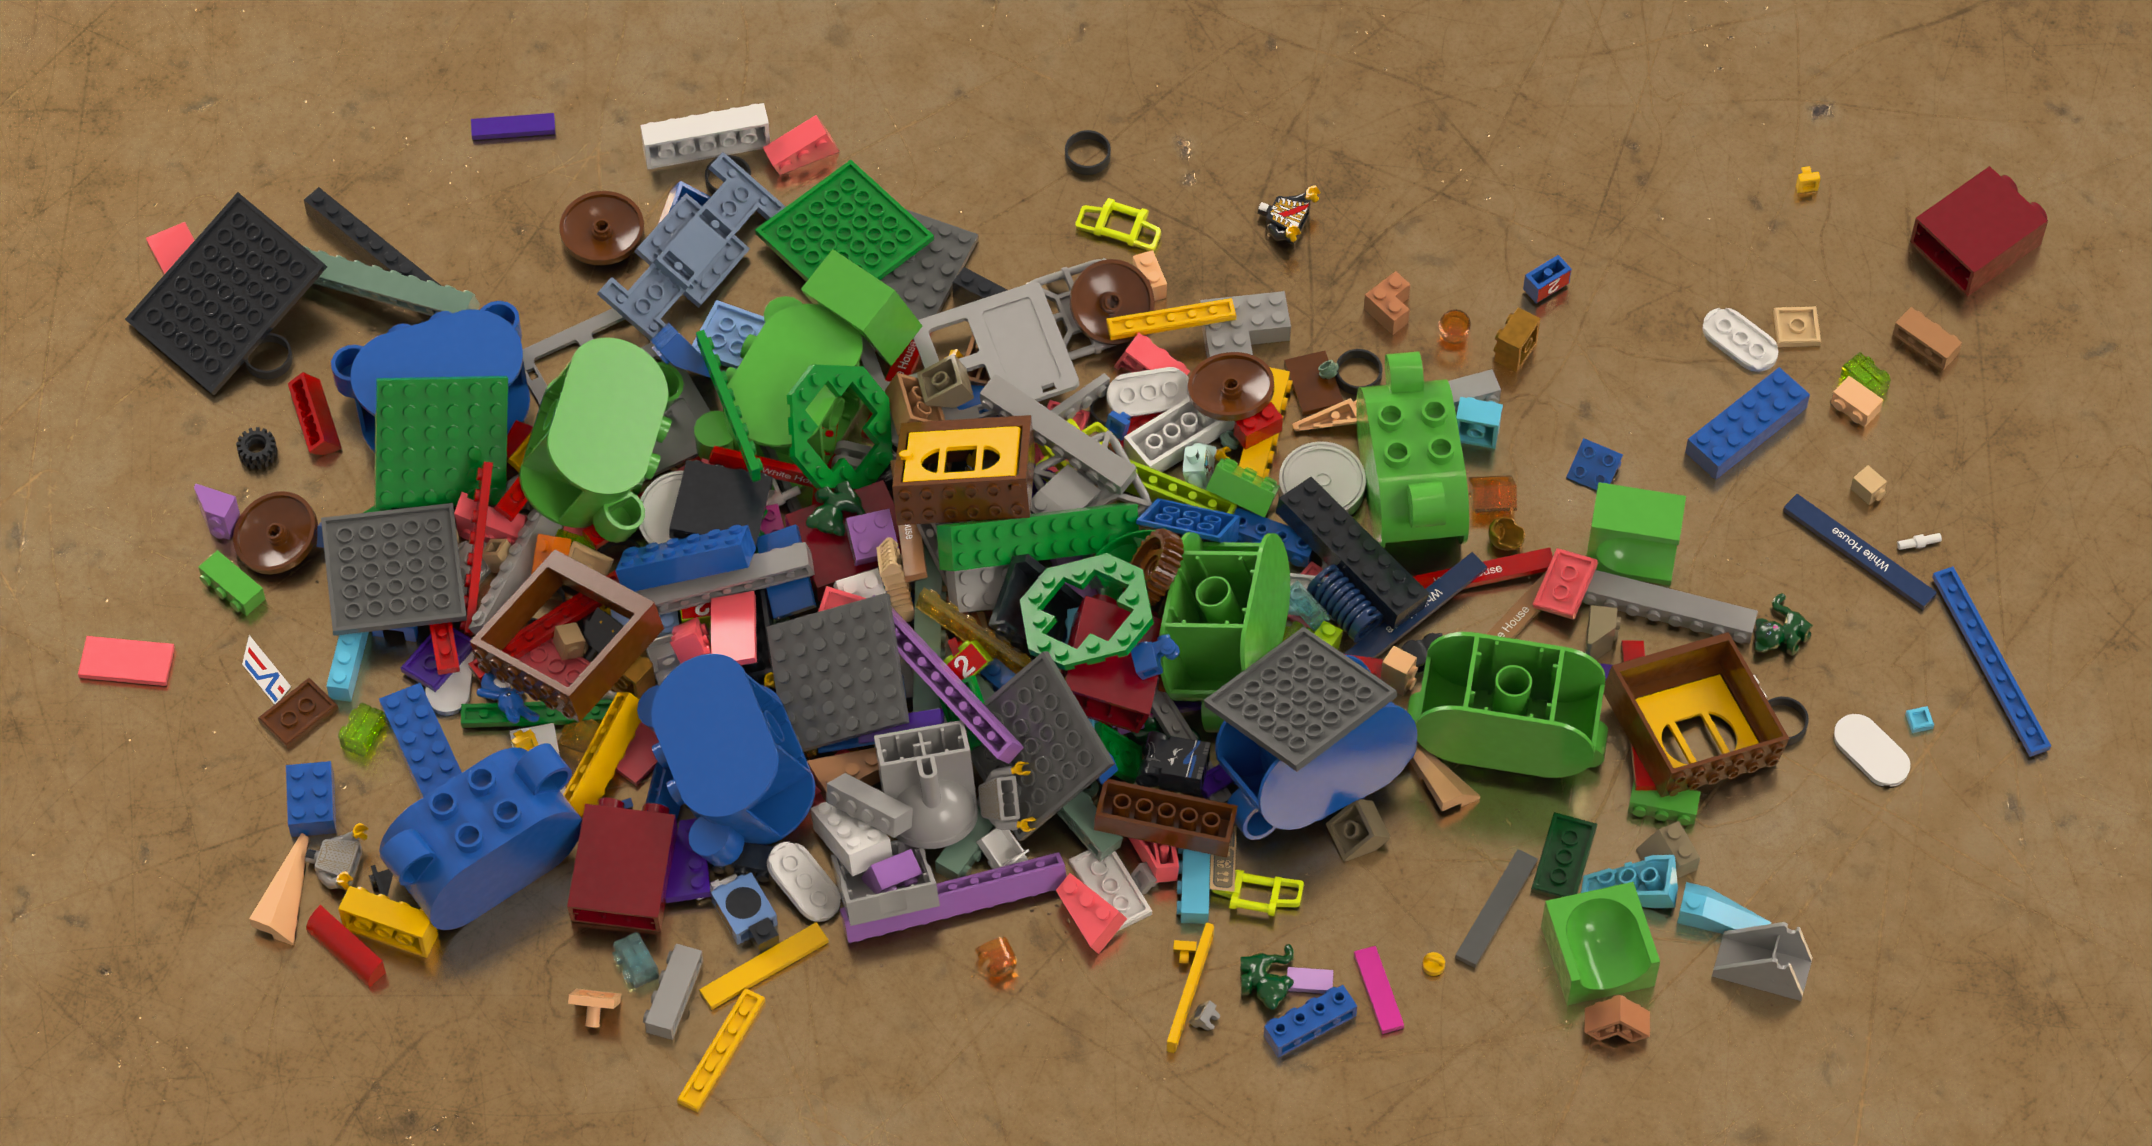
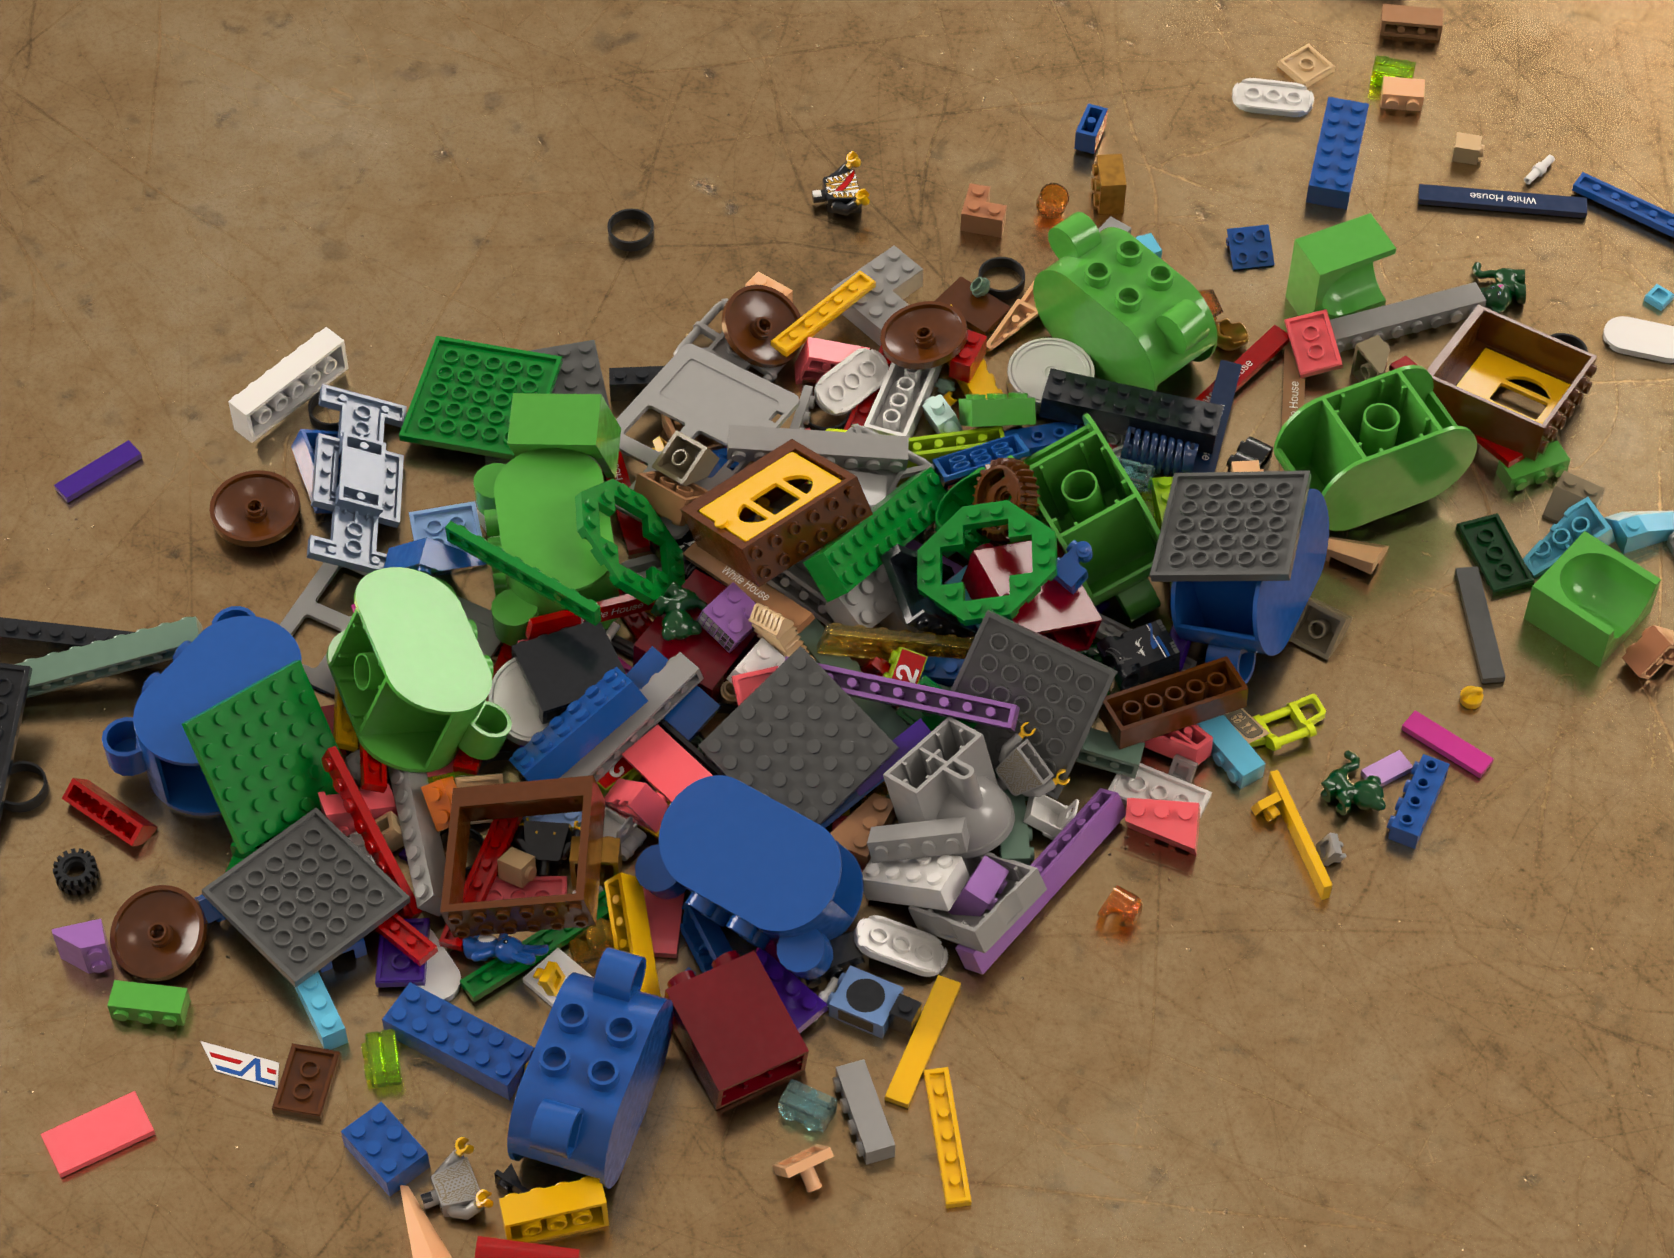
camera: 35 degrees left, 5 degrees down
(801, 146) = (380, 349): coral wedge -> none
(1118, 424) = (846, 418): blue tile -> none
(1131, 240) = (693, 283): neon yellow bar -> none

